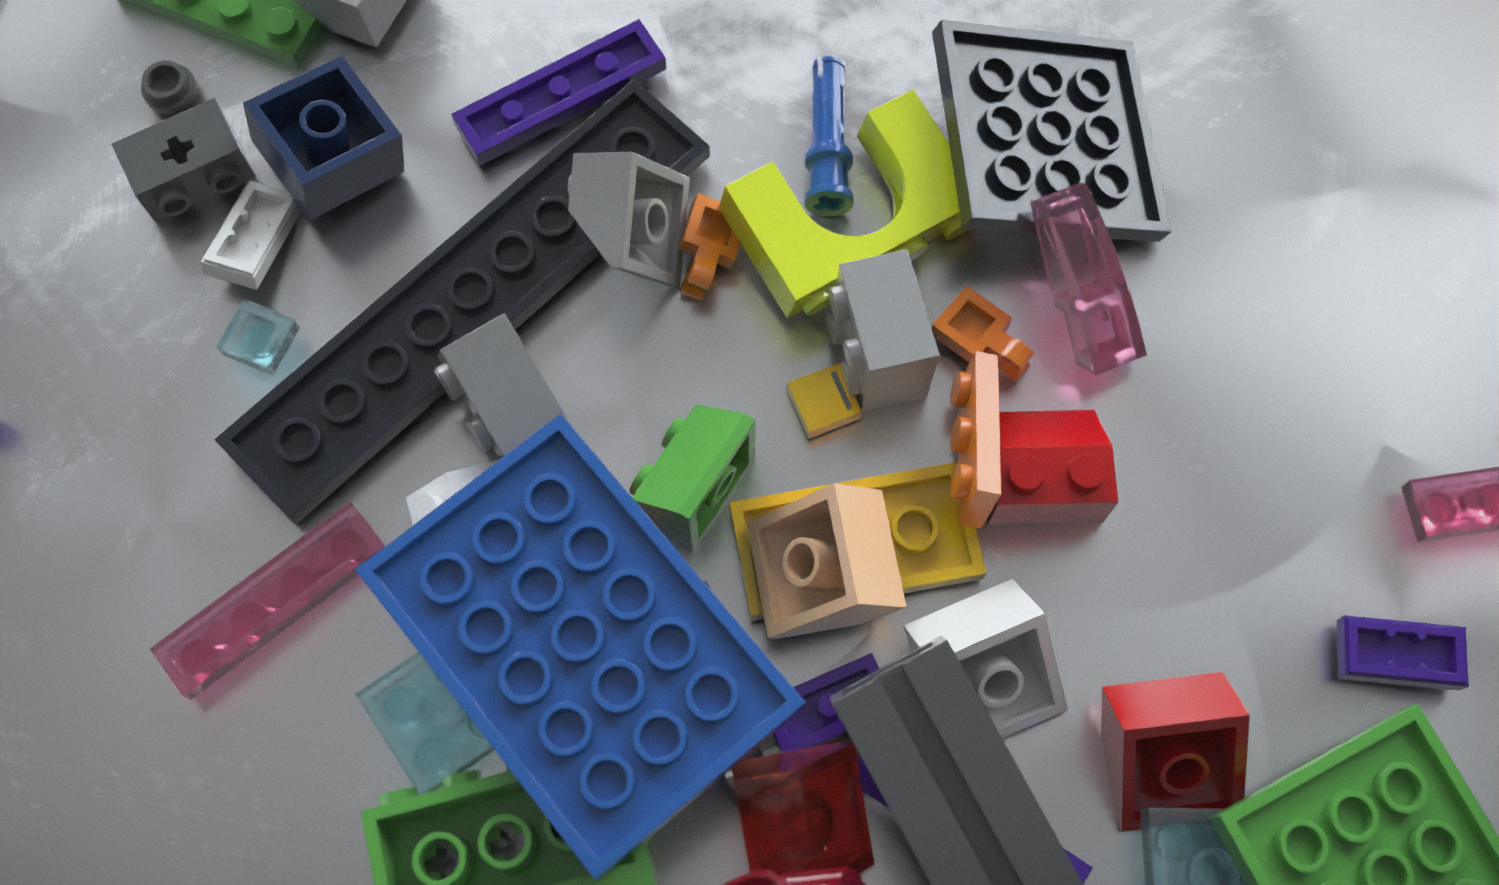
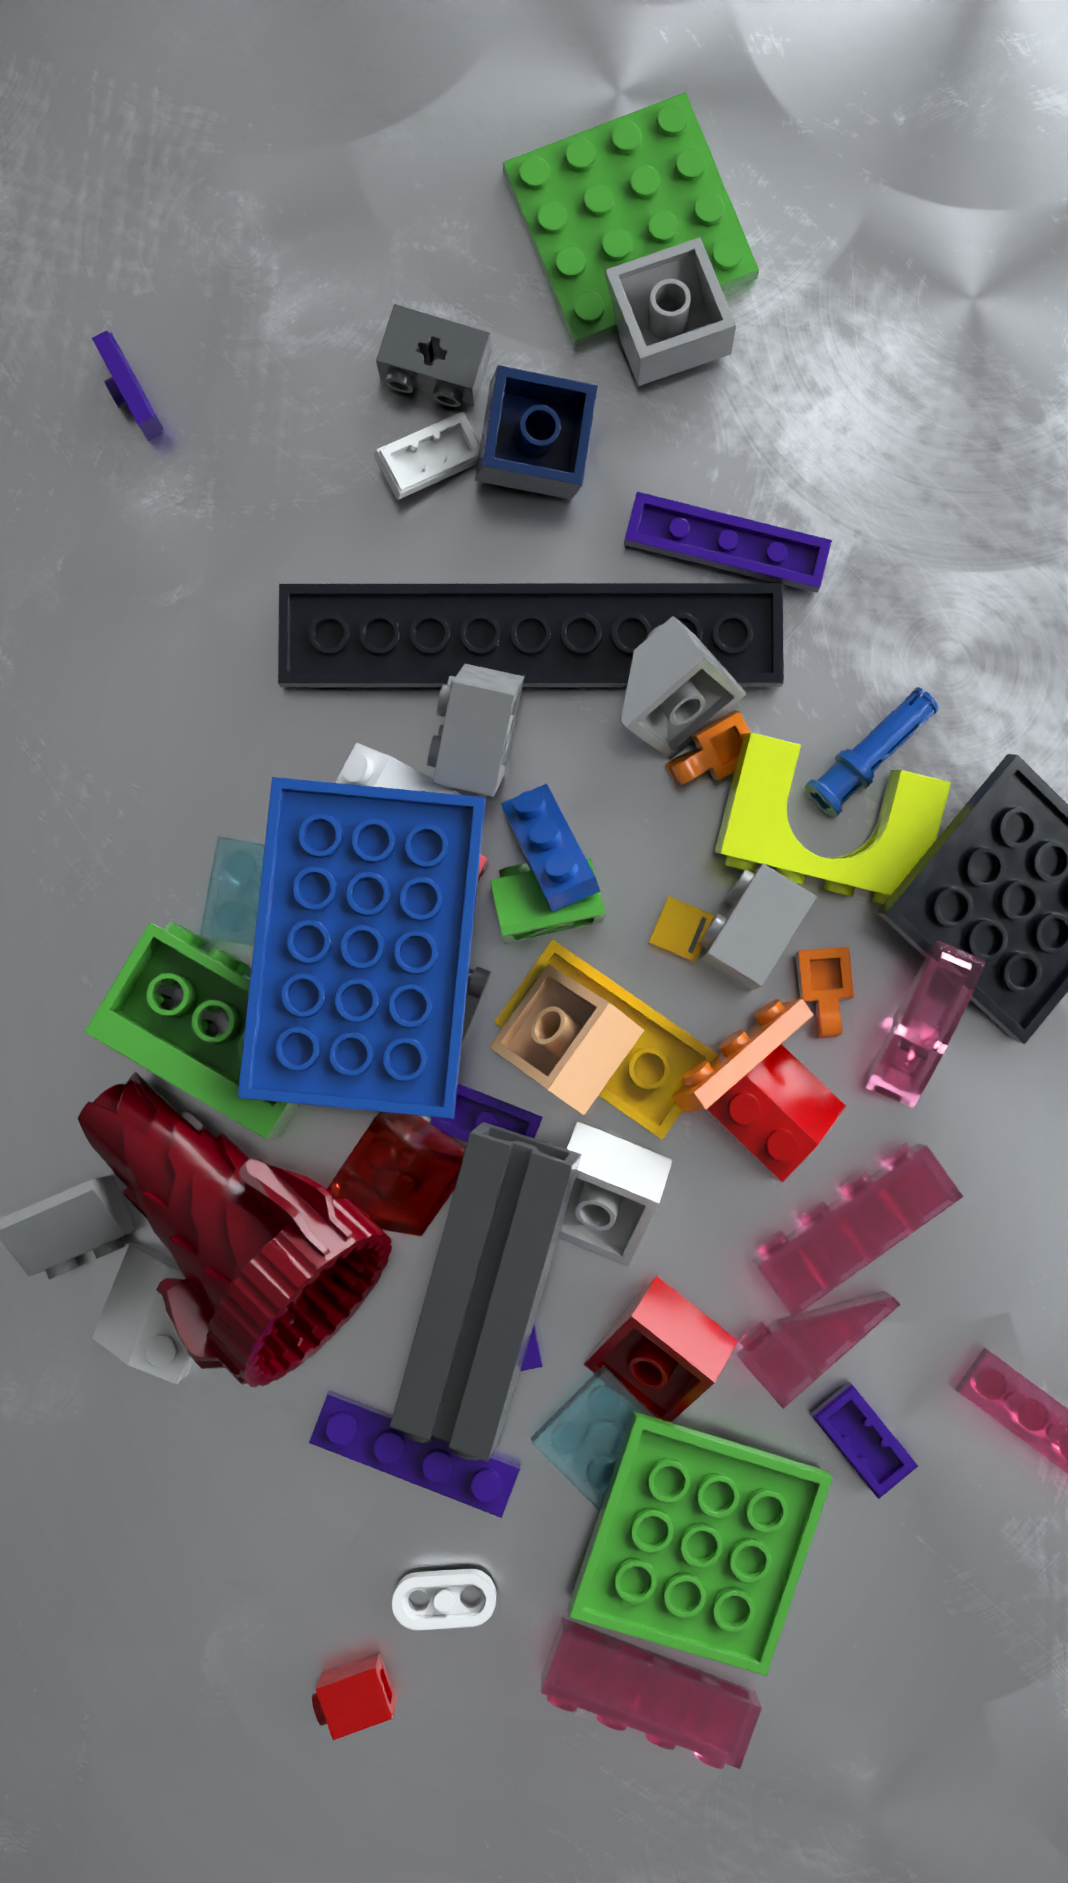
camera: 50 degrees right, 15 degrees up
(168, 87) = (473, 285): dark grey plate -> none
(258, 337) = (369, 535): clear light blue plate -> none
(267, 602) = (222, 724): clear pink plate -> none
(656, 424) = (550, 848): none -> blue plate
(1207, 492) = (856, 1227): none -> clear pink brick
(1274, 630) = (801, 1348): none -> clear pink slope

